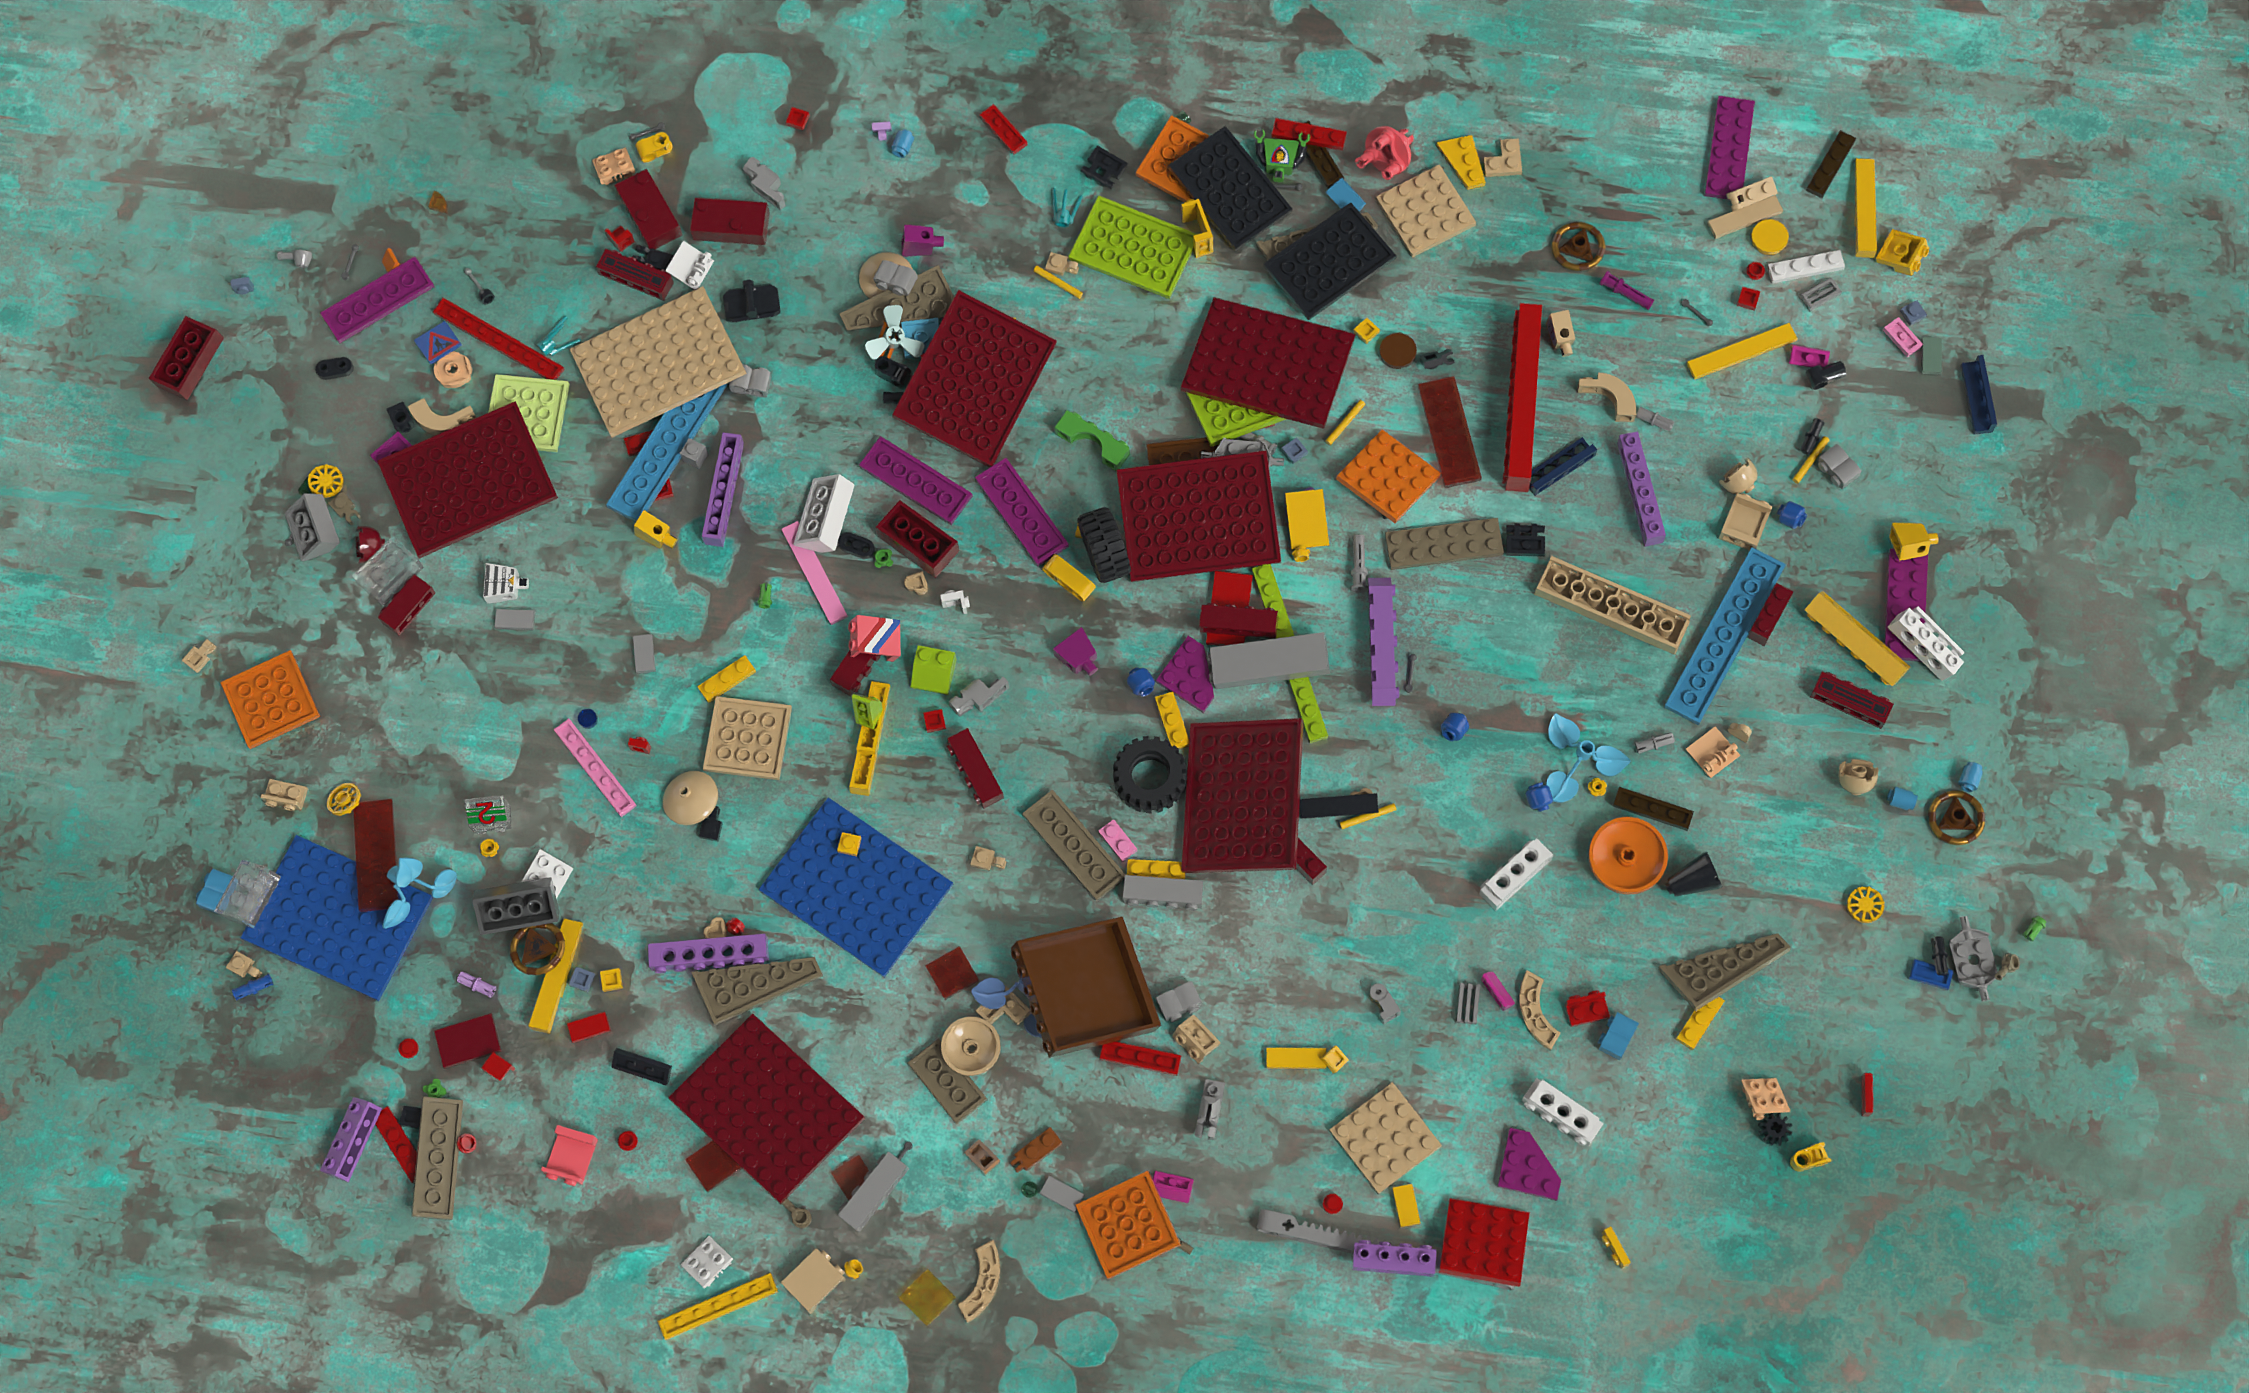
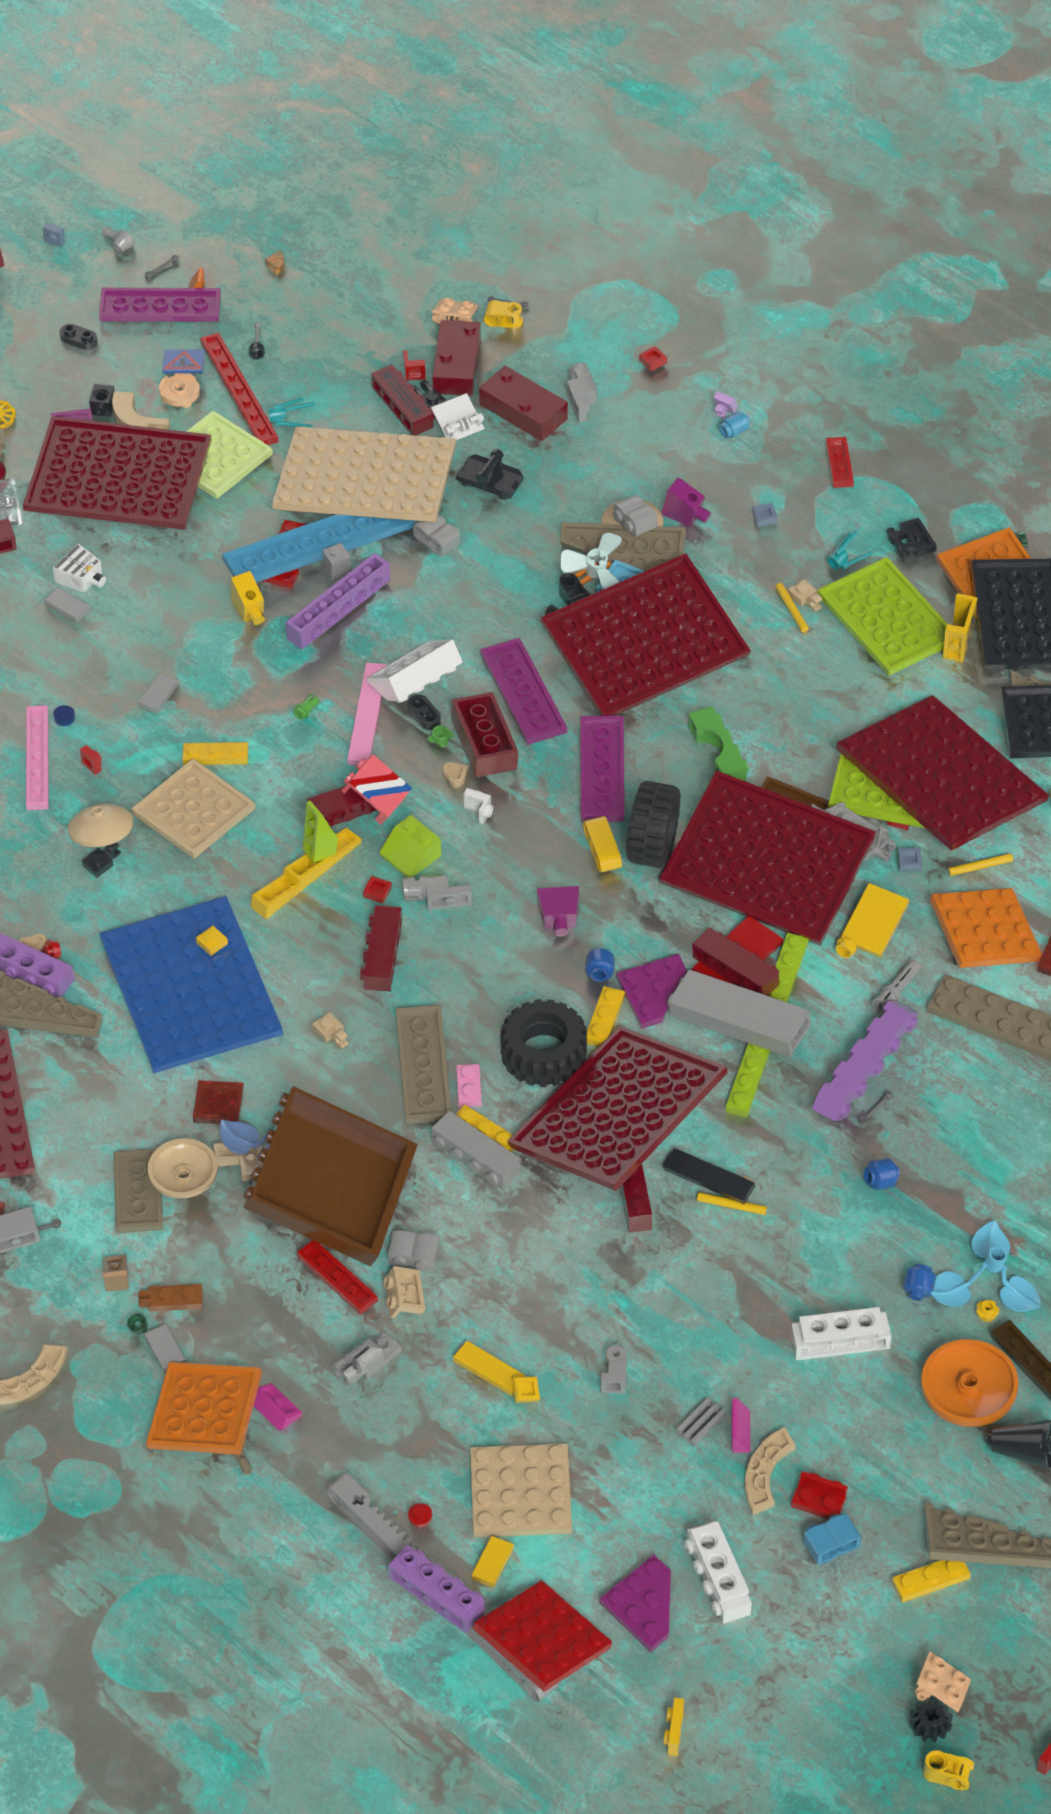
camera: 30 degrees right, 20 degrees down
(981, 211) = (764, 514): none -> sand blue plate

